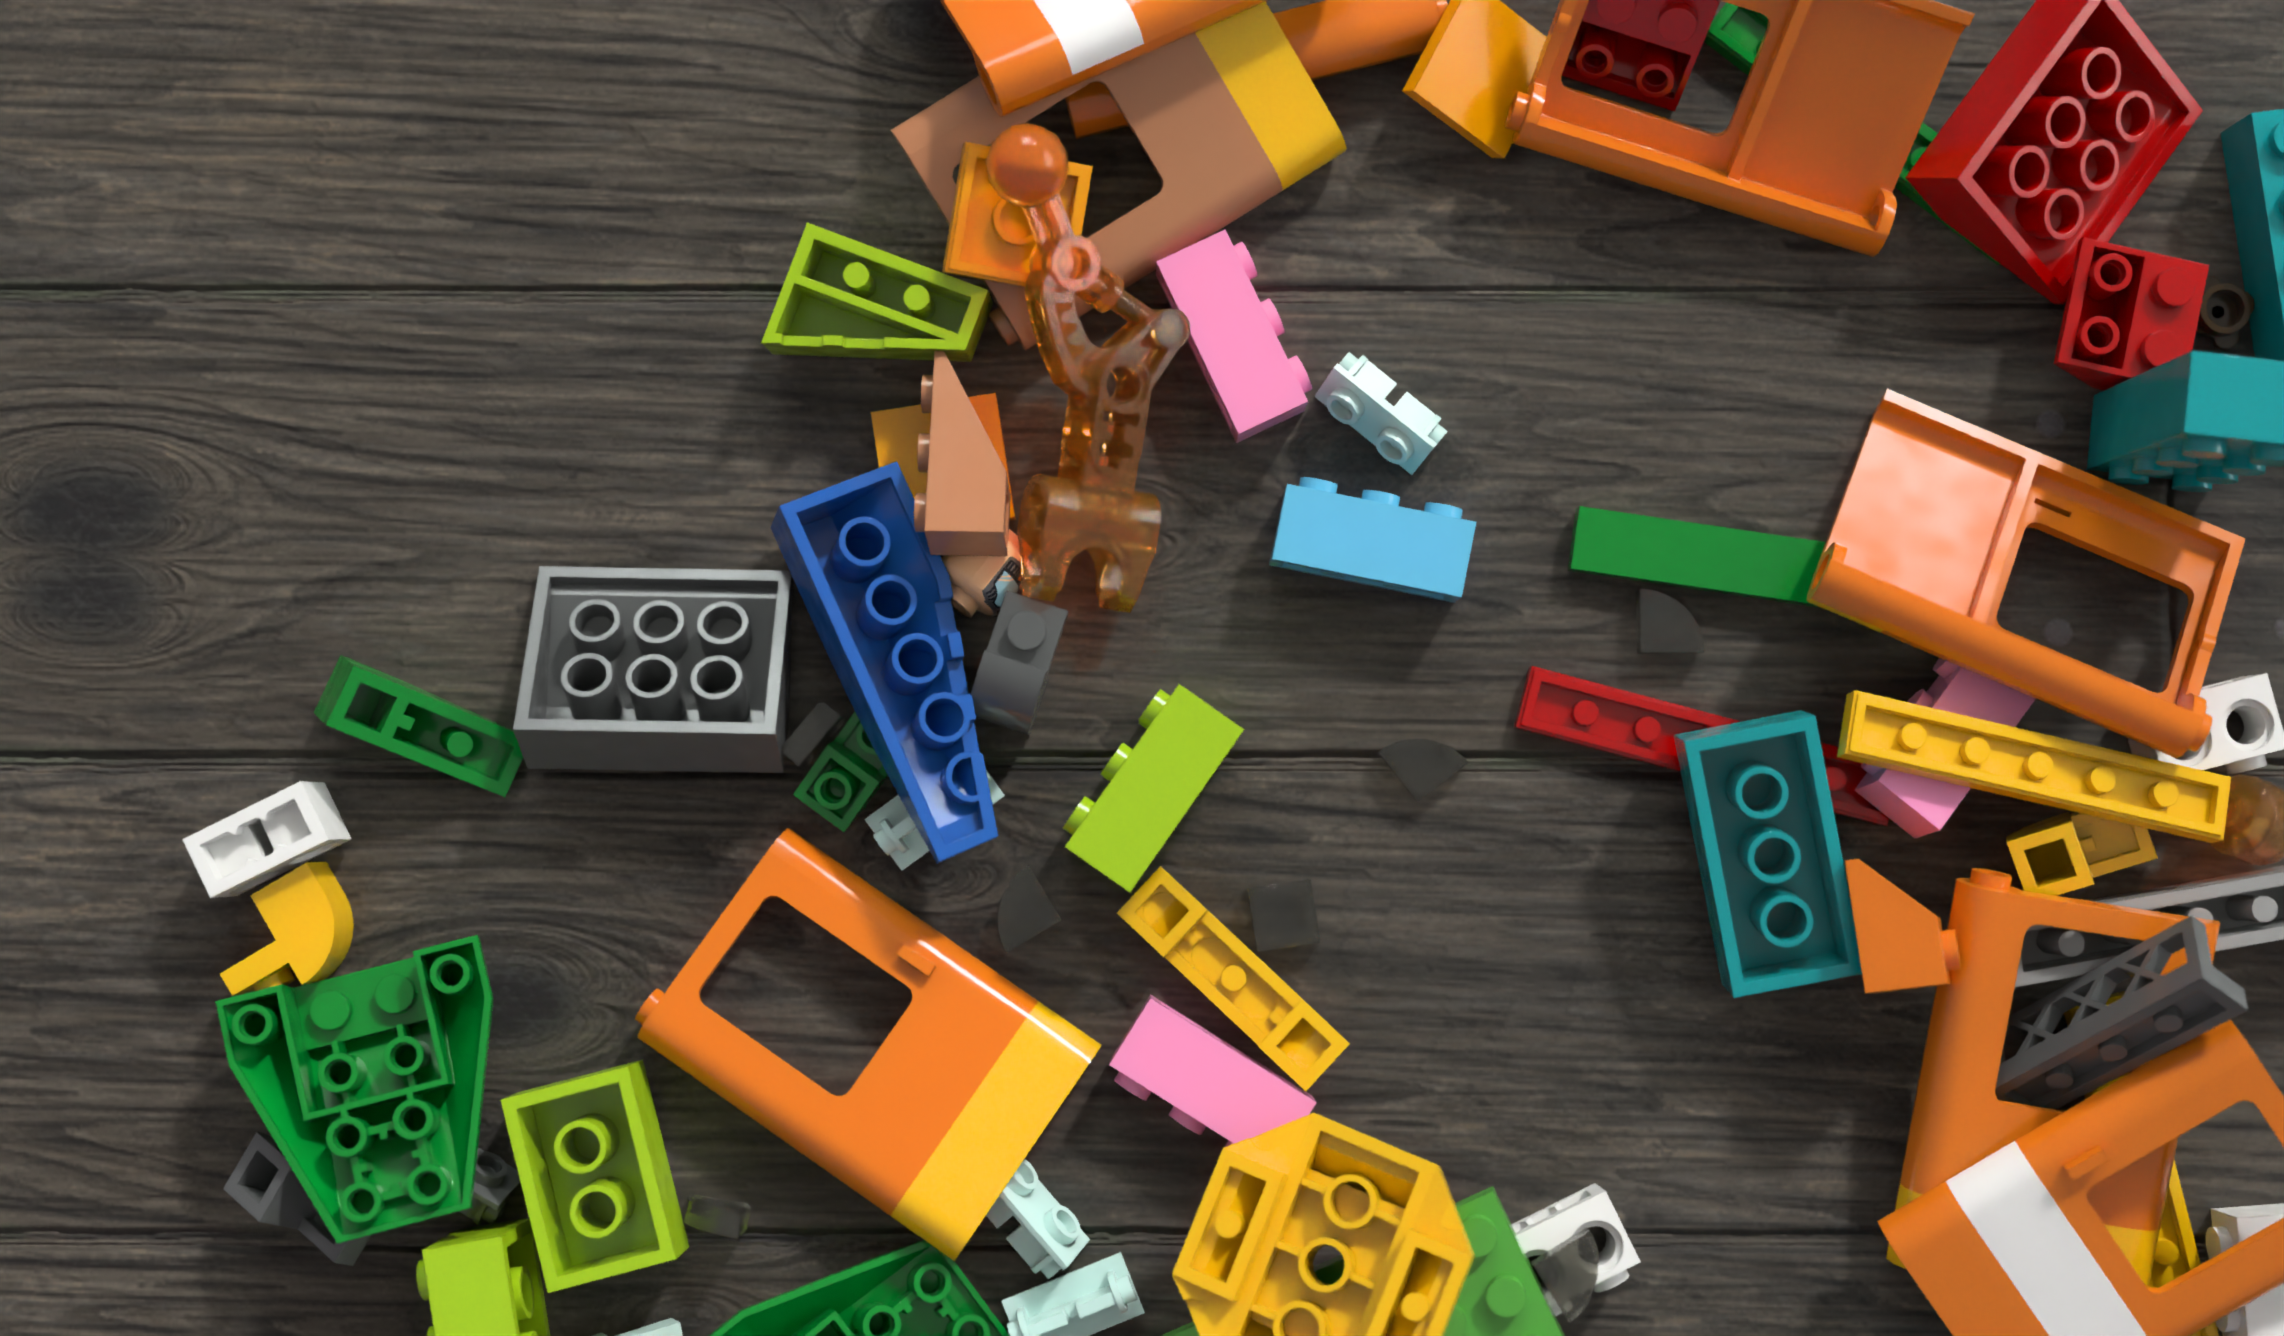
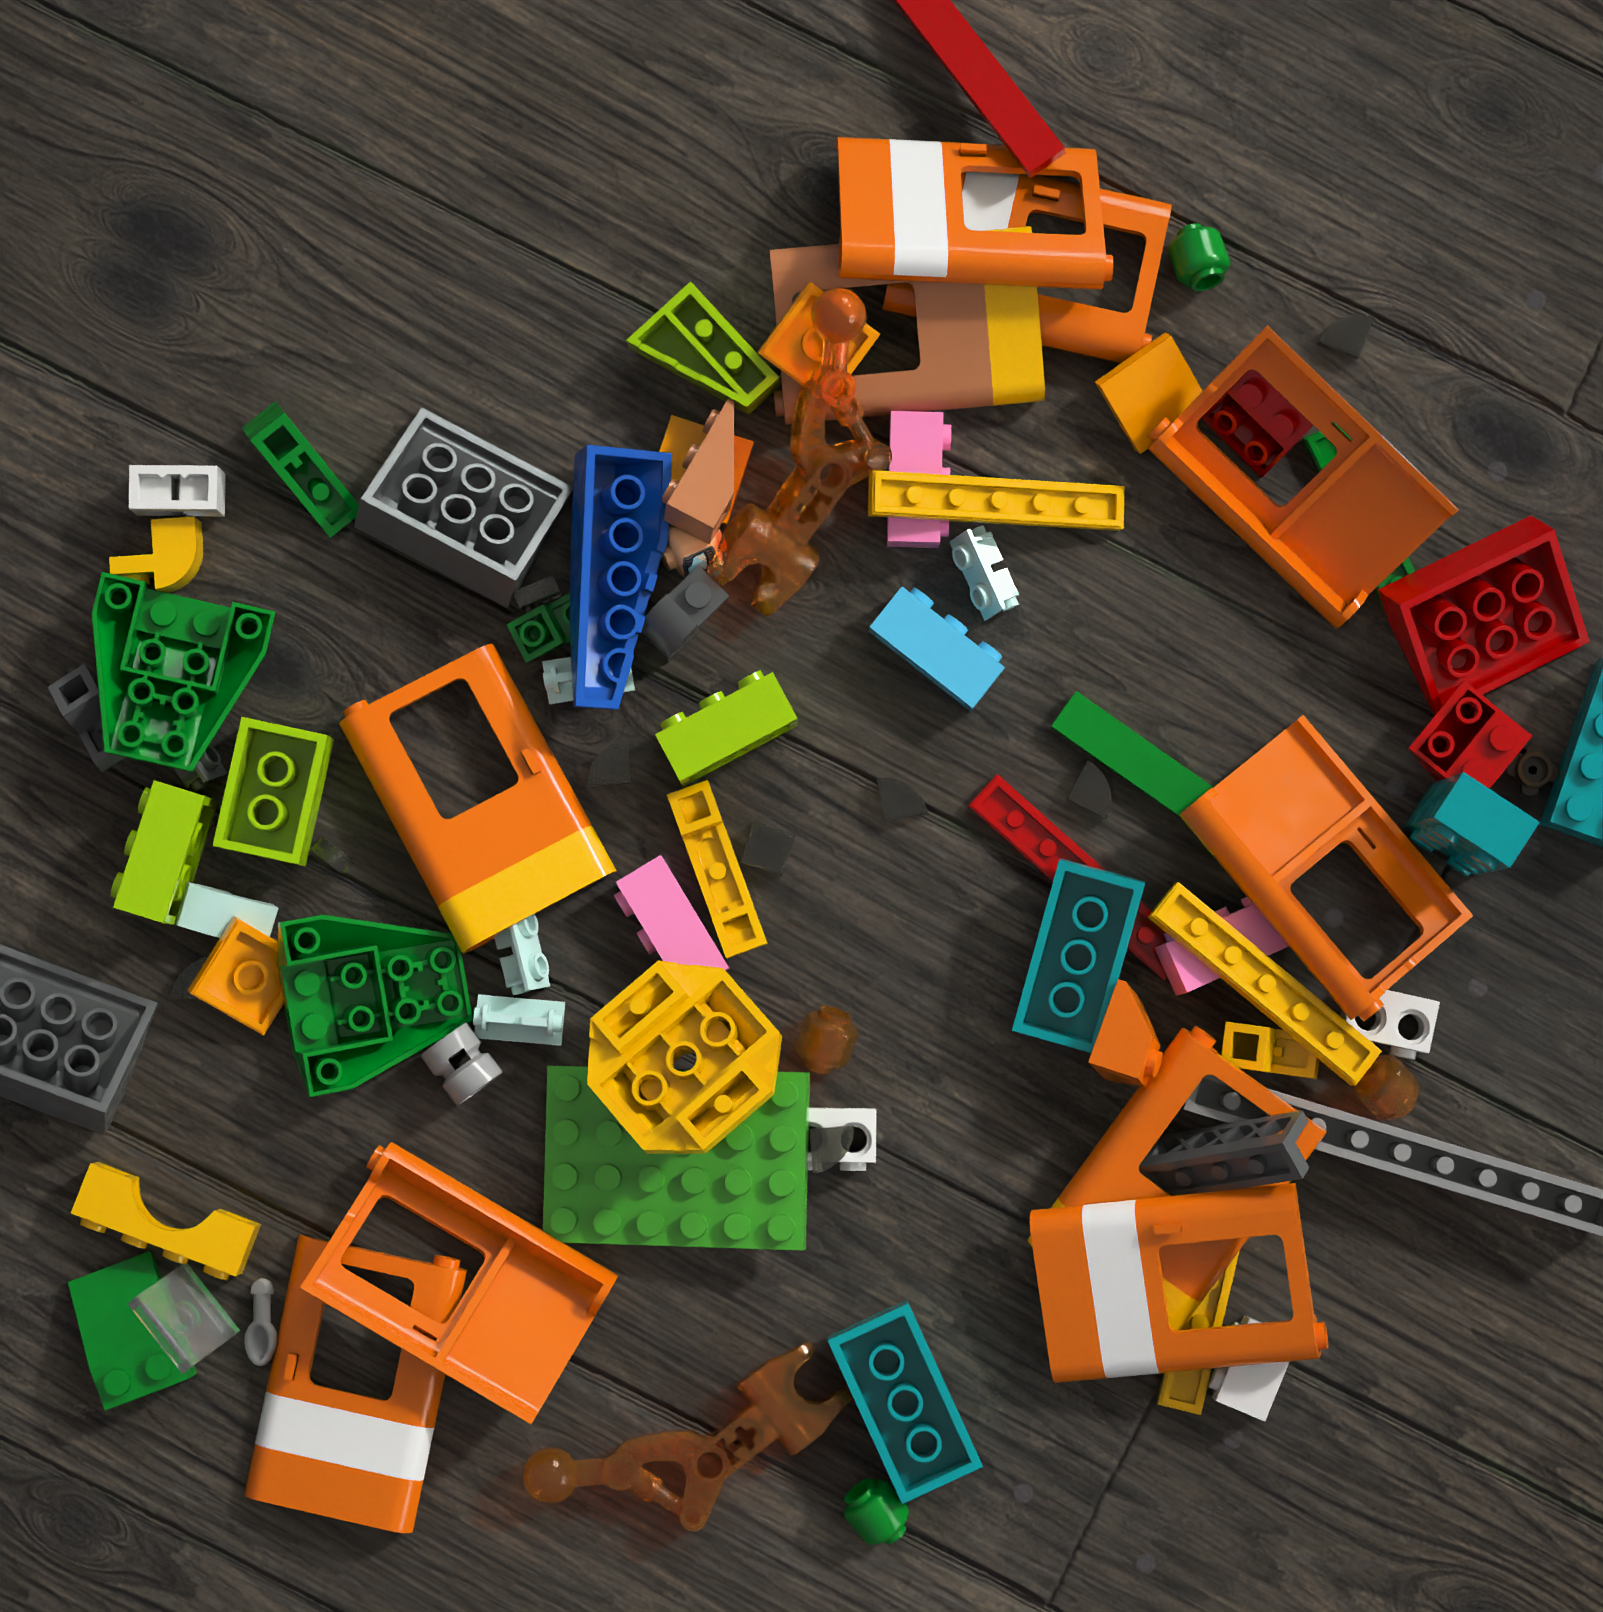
camera: 25 degrees right, 0 degrees up
(1350, 311) = (995, 500): none -> yellow tile
(1489, 1128) = (826, 1039): none -> clear orange head

